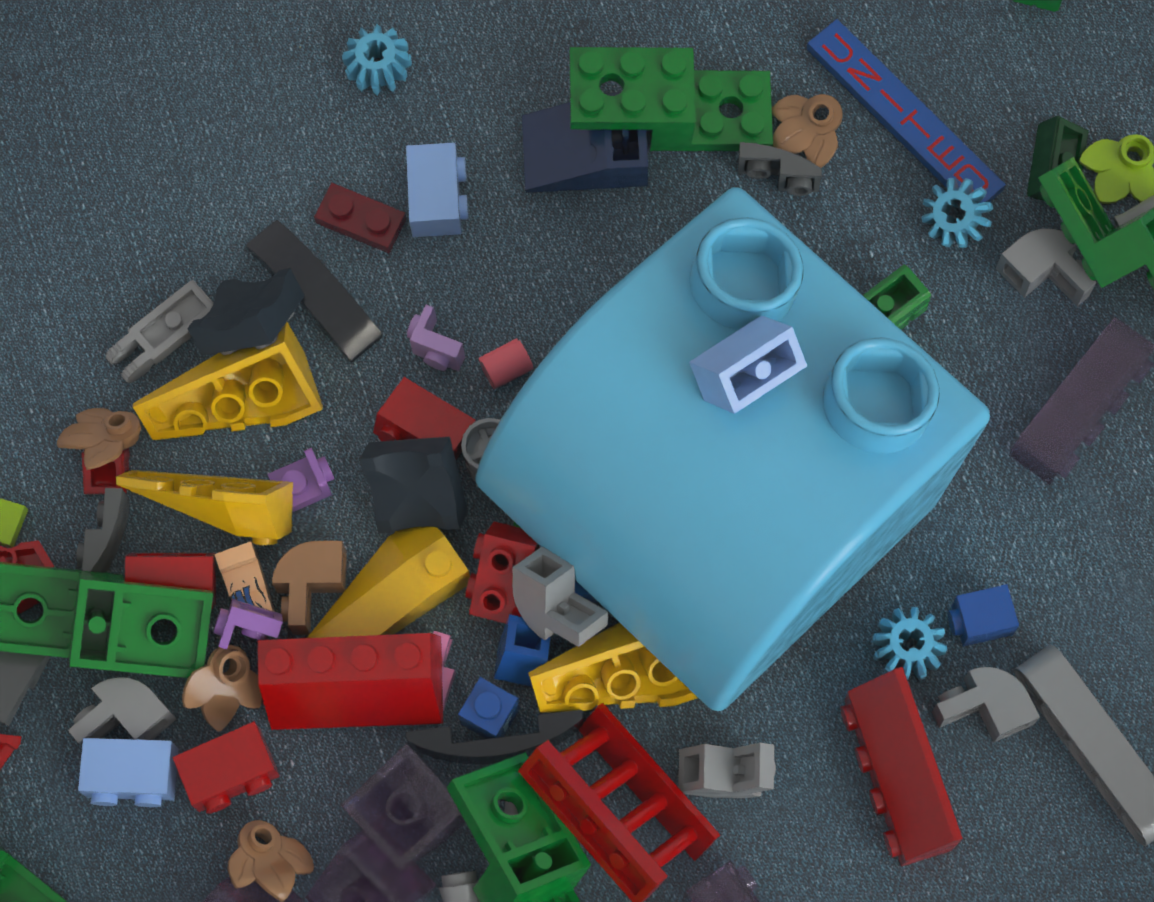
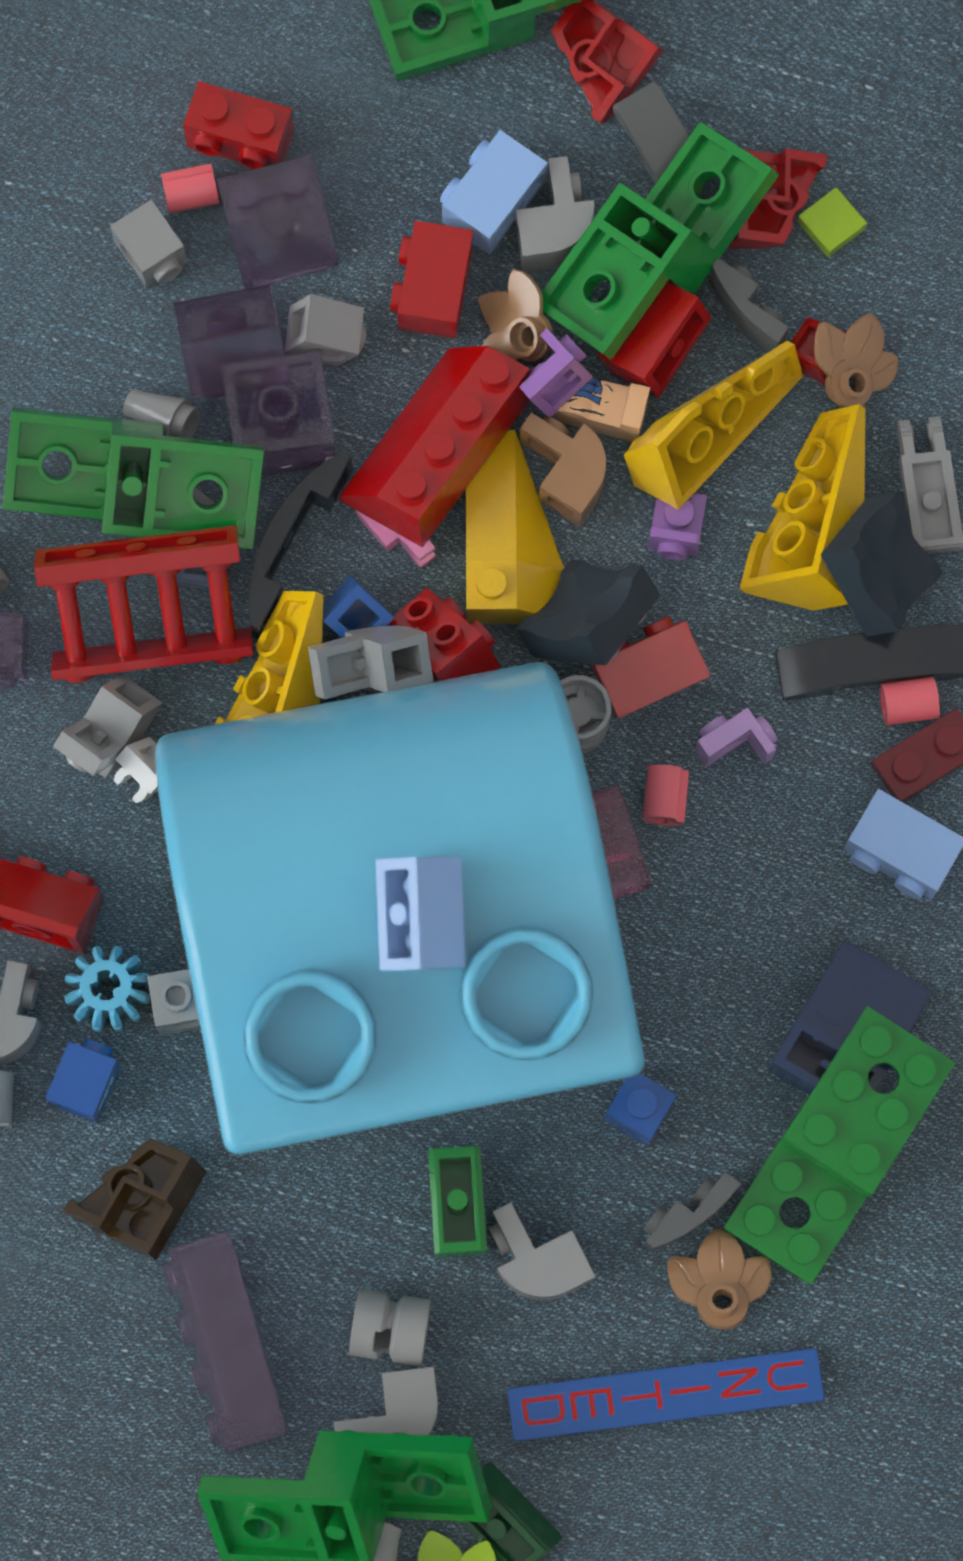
camera: 120 degrees right, 5 degrees up
(268, 864) = (316, 261): medium nougat plate -> none
(318, 821) = (327, 327): none -> light grey brick
(330, 248) = (909, 701): none -> coral piece
(489, 710) = (321, 549): blue brick -> none
(733, 725) = (139, 762): none -> white tile
(883, 587) = (173, 1002): none -> light grey brick
(884, 234) = (541, 1272): none -> light grey brick
(945, 223) = (512, 1359): medium azure gear -> none
(993, 300) = (390, 1327): none -> light grey wheel
(1032, 526) = (141, 1198): none -> dark brown slope

